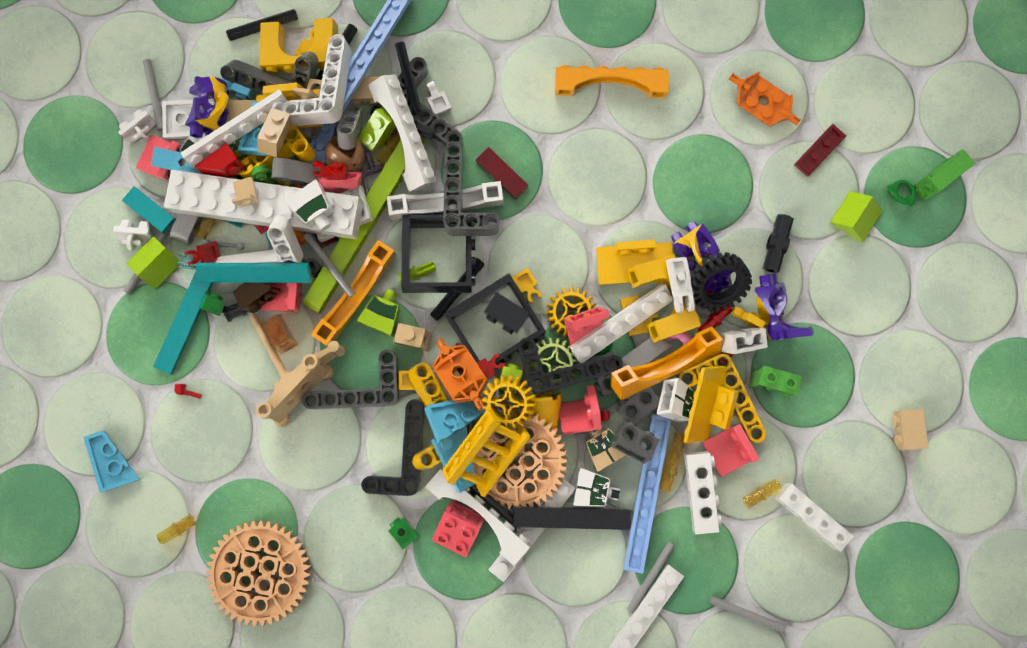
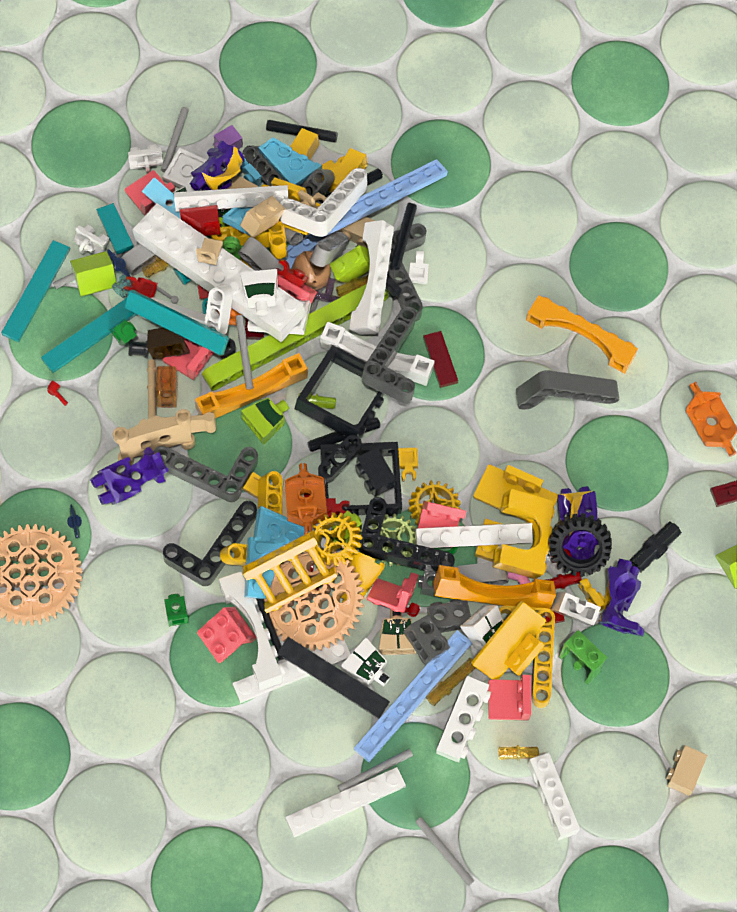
camera: 20 degrees right, 15 degrees down
(112, 307) = (35, 291): none -> teal tile
(171, 243) = (118, 263): none -> dark blue piece
(201, 67) = (229, 136): none -> medium lavender brick
(269, 64) = (288, 163): none -> medium azure wing
(269, 501) = (74, 521): none -> dark blue piece
(285, 447) = (149, 467): none -> dark purple hips
(412, 337) = (279, 448): tan torso -> none
(476, 304) = (337, 467): none -> black beam
(626, 142) = (568, 386): none -> dark grey beam
(680, 283) = (544, 525): white hinge -> none

